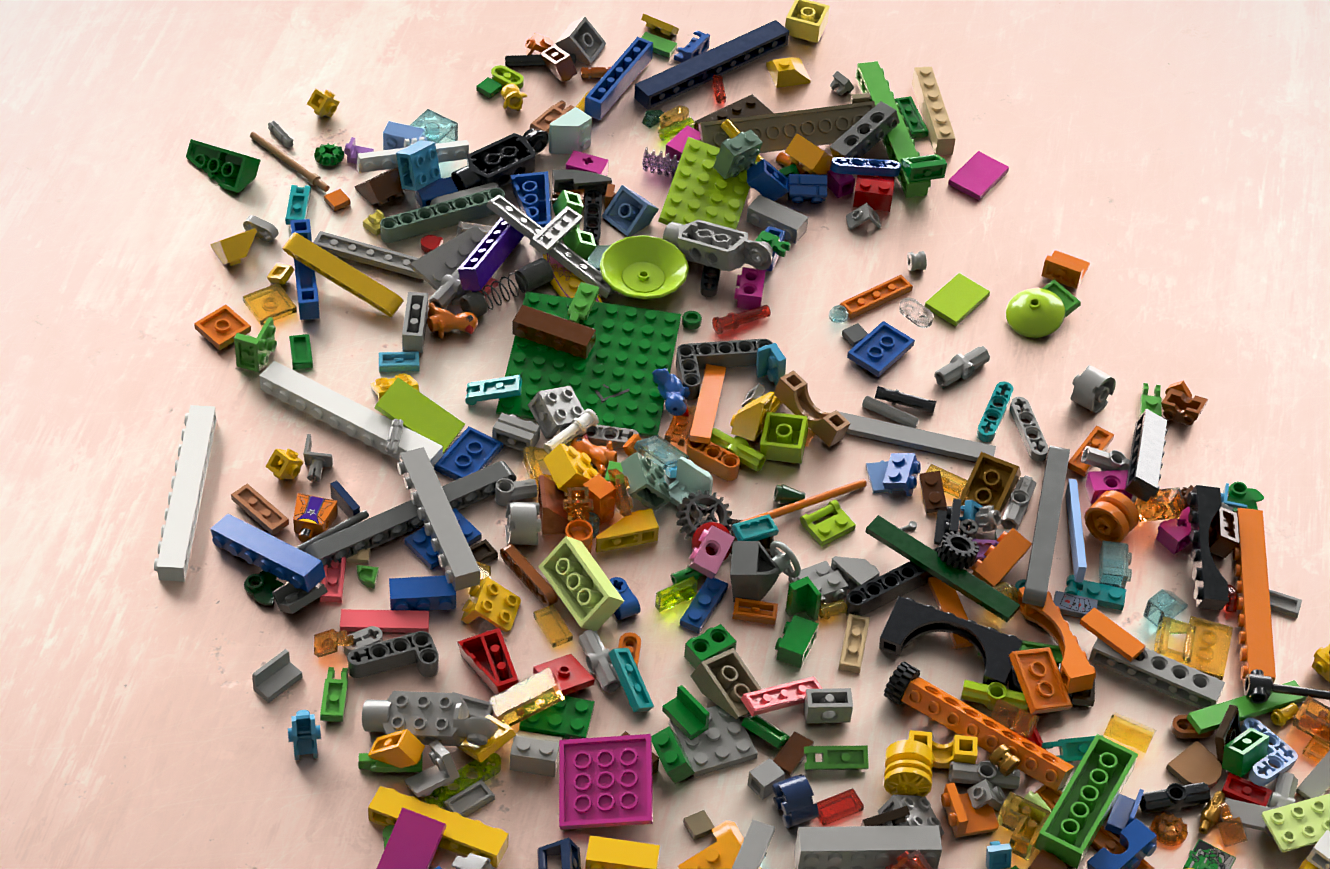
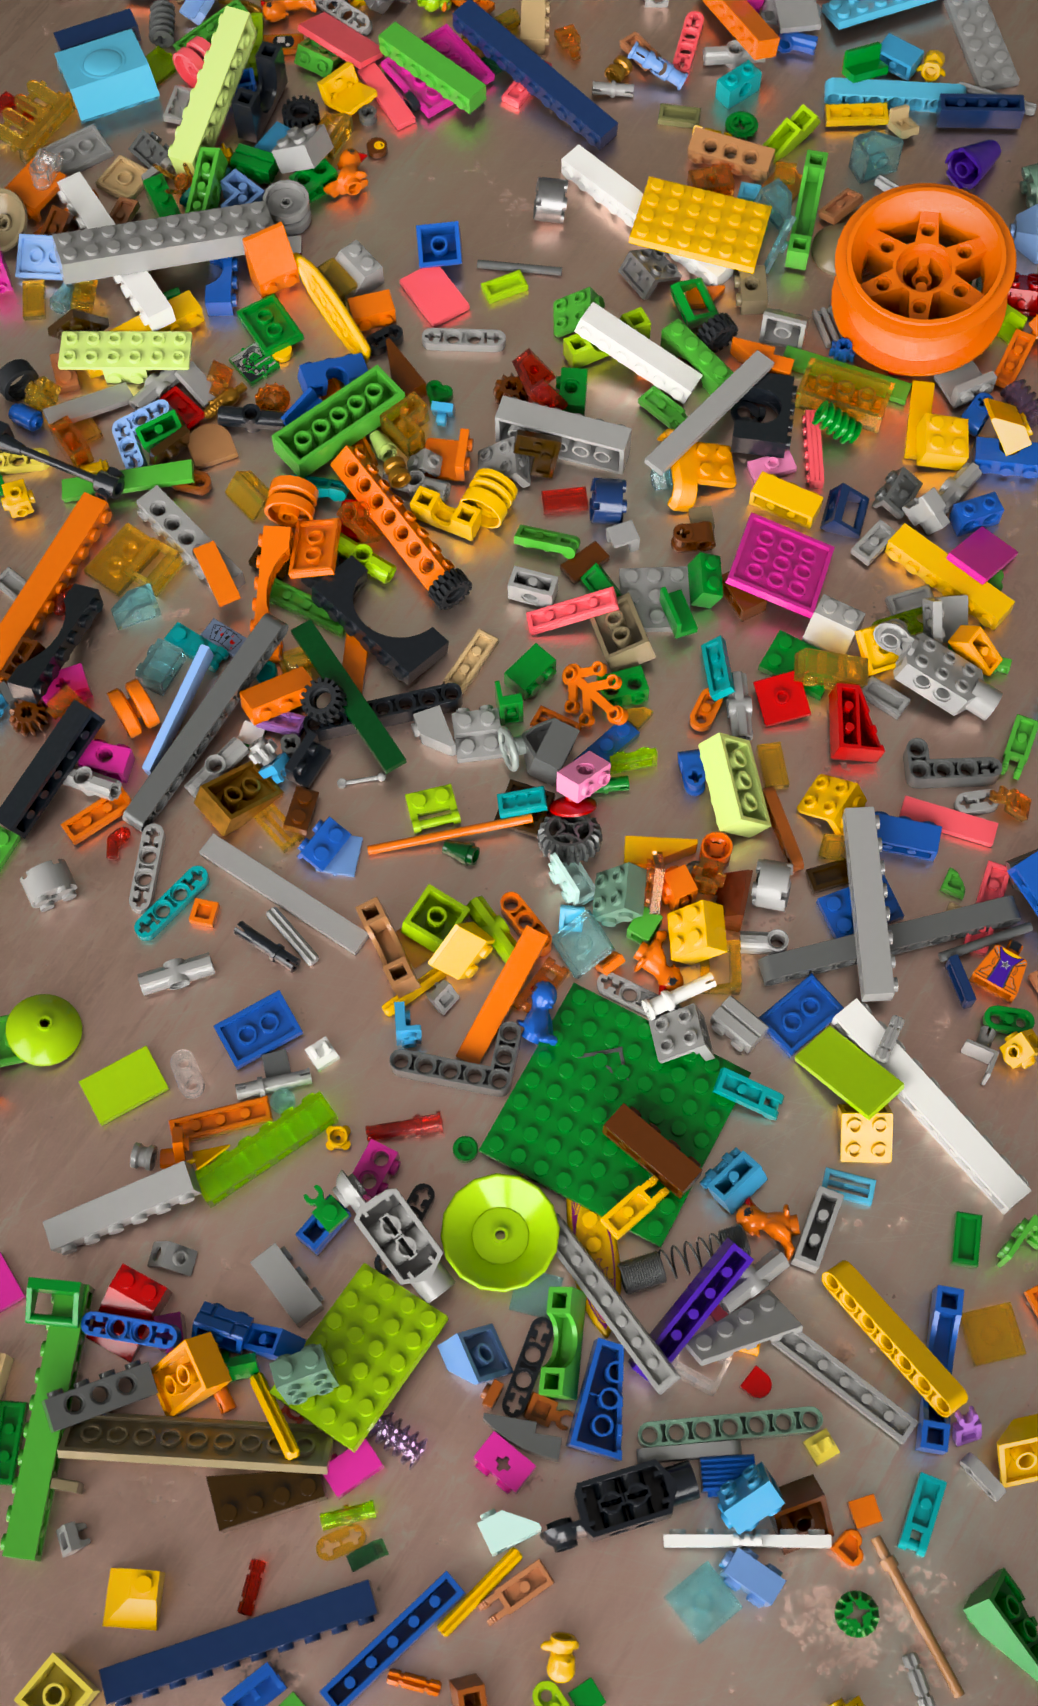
camera: 155 degrees left, 20 degrees up
(276, 246) = (967, 1427): none -> medium lavender plate
(280, 273) = (971, 1378): yellow plate -> none
(290, 487) = (1007, 1019): none -> green plate
(343, 181) = (848, 1547): none -> orange tile
(353, 150) = (814, 1600): medium lavender bracket -> none
(484, 334) = (734, 1179): none -> dark azure brick
(521, 842) = (873, 542): none -> light grey plate
(555, 230) = (598, 1312): plate -> none
(556, 295) = (632, 1208): none -> yellow hinge
(582, 302) = (600, 1192): bright green hinge -> none
(685, 634) = (639, 716): none -> clear yellow tile
(697, 798) = (694, 536): none -> reddish brown piece
(738, 639) = (590, 693): none -> orange plant
(787, 304) = (334, 1131): none -> yellow plate
(826, 348) = (322, 1054): none -> white tile
(831, 609) = (477, 700): clear yellow pin -> none
(834, 284) = (265, 1148): none -> clear neon green brick
(857, 317) = (272, 1084): none -> light grey pin
(873, 264) = (204, 1156): none -> yellow piece
(896, 266) = (177, 1154): none -> orange bracket
(911, 224) = (122, 1207): none -> light grey brick
(966, 412) = (204, 912): none -> orange tile
(1065, 437) = (116, 840): none -> clear red arm
(1086, 714) = (291, 500): none -> orange wheel

